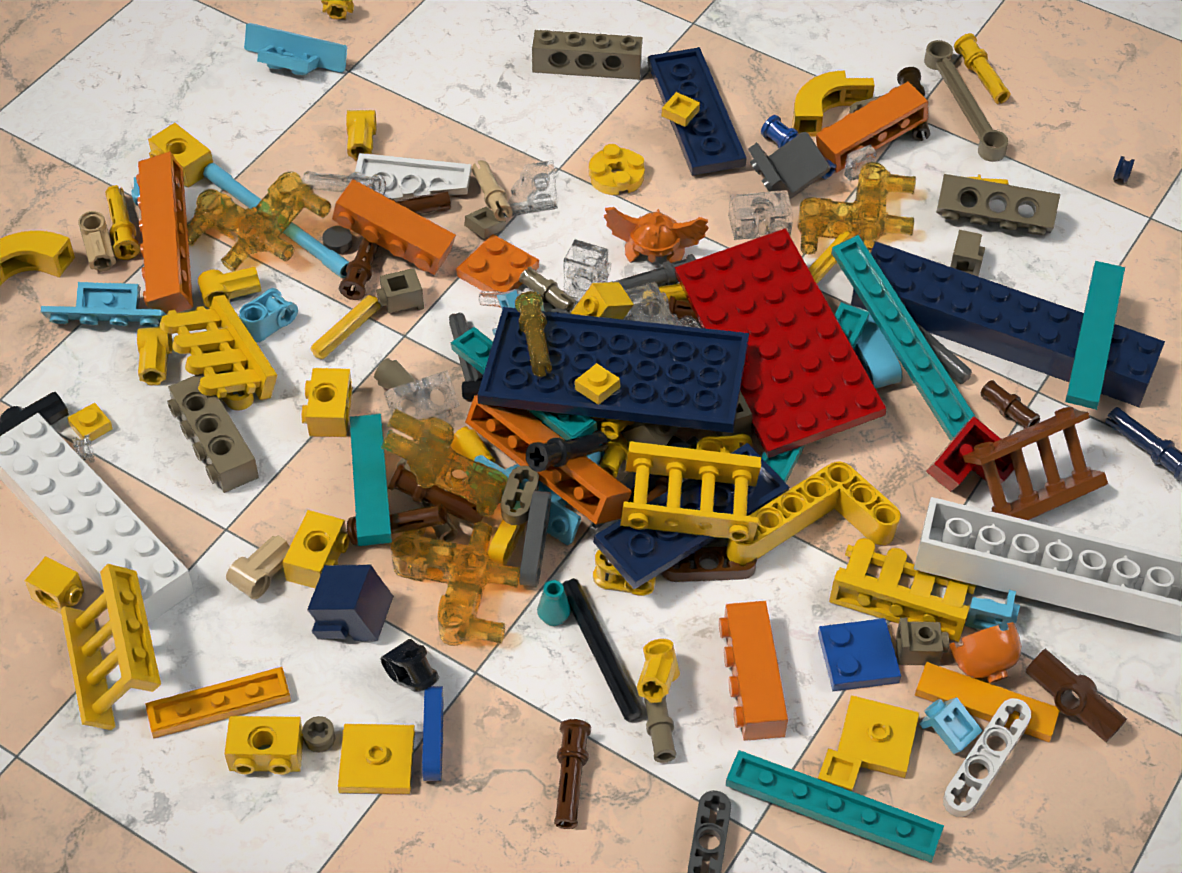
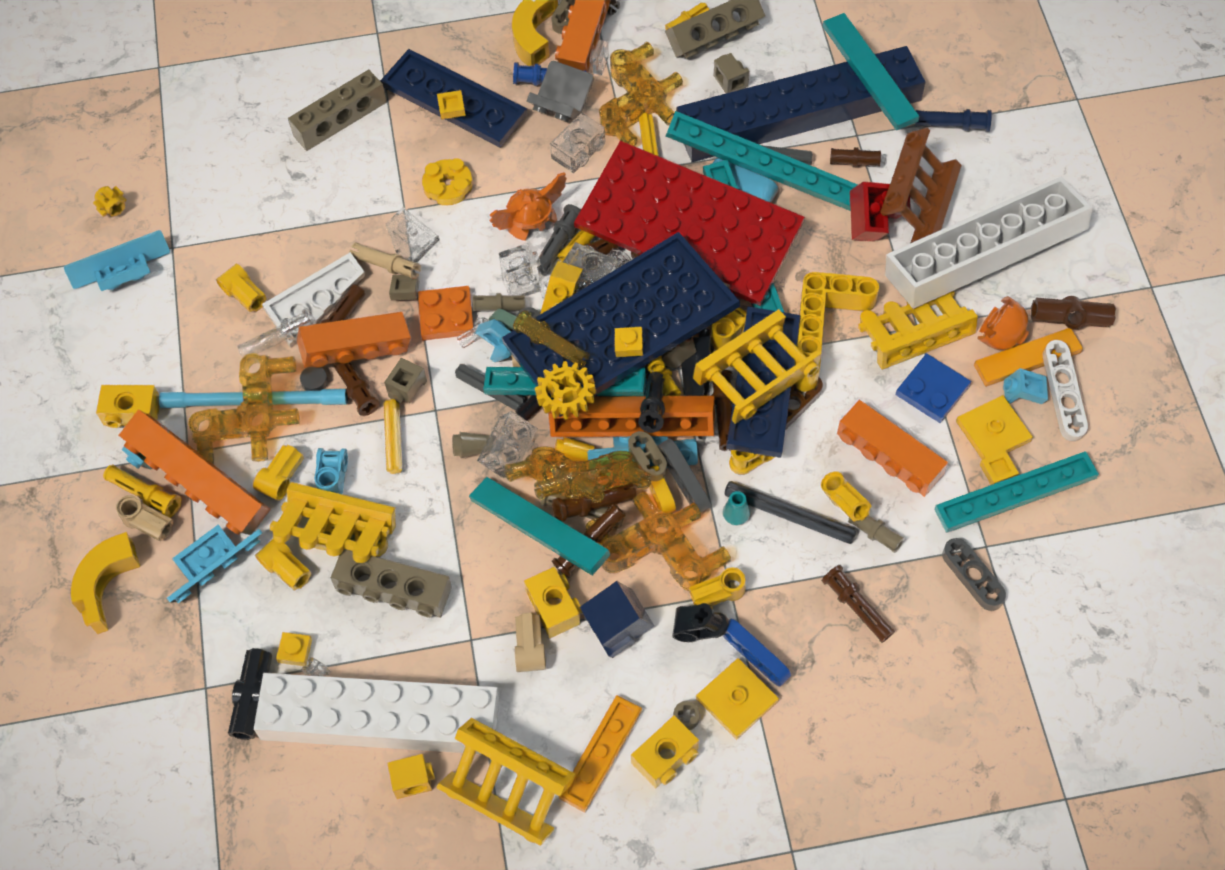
camera: 40 degrees left, 10 degrees up
(328, 402) = (441, 483): yellow brick -> none
(460, 655) = (715, 591): none -> yellow piece
(496, 378) = (565, 390): none -> yellow gear
(920, 642) = (961, 351): dark tan brick -> none
(988, 613) = (984, 297): medium azure bracket -> none

